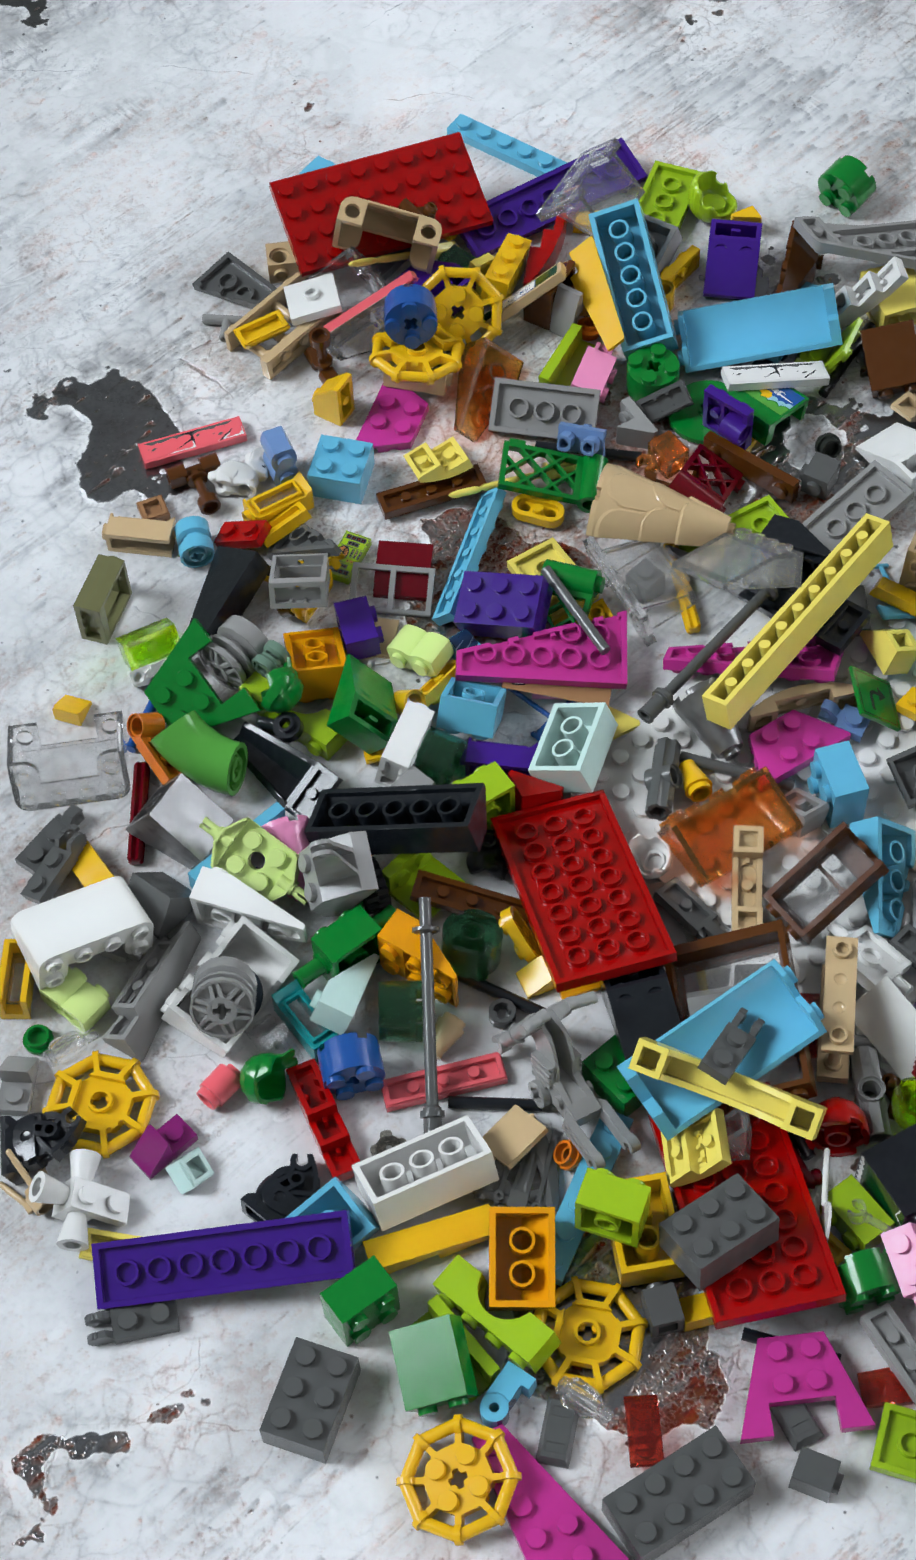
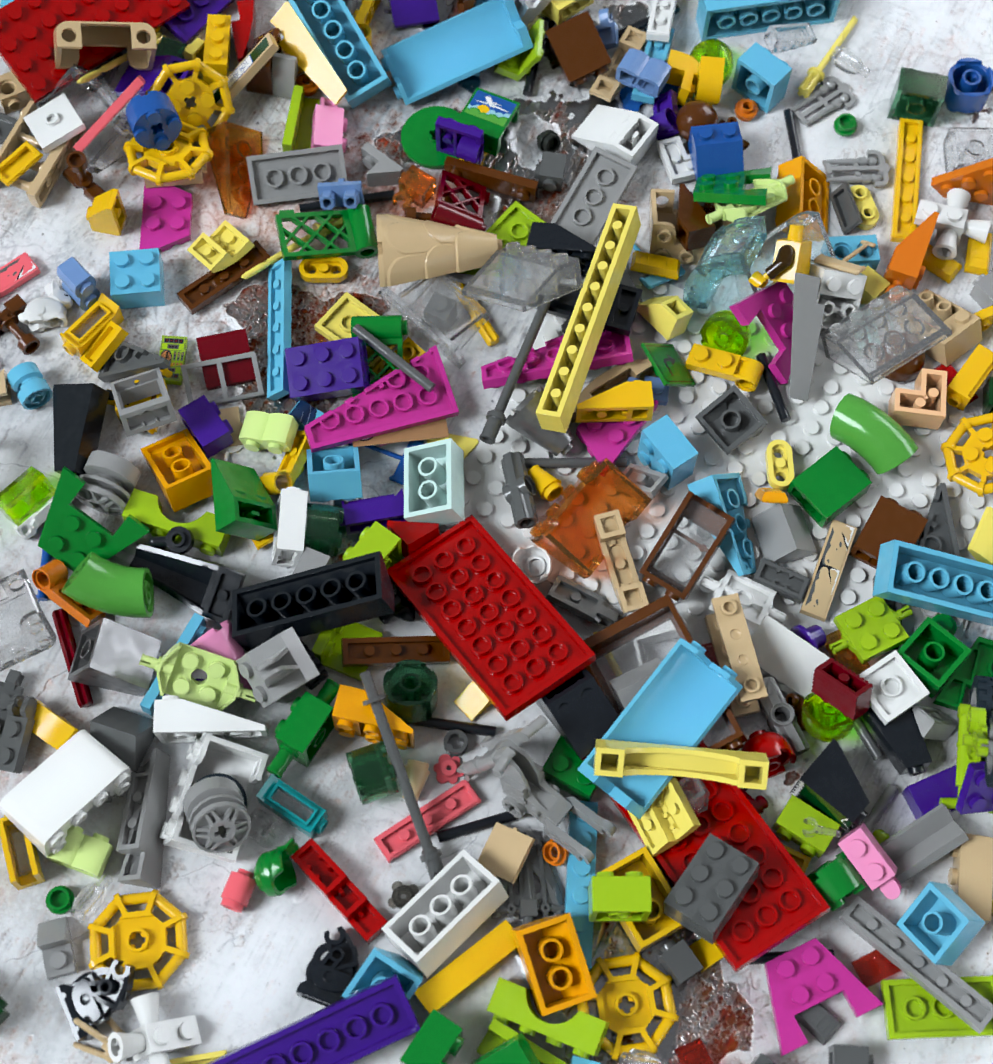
camera: 25 degrees left, 10 degrees up
(162, 1146) = (207, 960): magenta slope -> none
(189, 1170) = (239, 975): light aqua slope -> none
(243, 534) = (71, 366): red plate -> none
(271, 658) = (142, 482): sand green wheel -> none
(284, 689) = (165, 508): green hat -> none
(339, 999) = (318, 781): light aqua slope -> none
(351, 1065) = (347, 836): blue brick -> none
(427, 210) = (129, 14): reddish brown arm -> none
(479, 1043) = (444, 775): none -> coral plant
(524, 941) = (448, 668): yellow plate -> none
(651, 370) = (379, 116): green brick -> none
(666, 401) = (399, 138): dark grey plate -> none
(730, 1048) = (671, 728): dark grey hinge -> none
(775, 376) = (485, 90): white tile -> none
(803, 720) = (621, 403): none -> yellow slope
(826, 1214) = (785, 835): white piece -> none

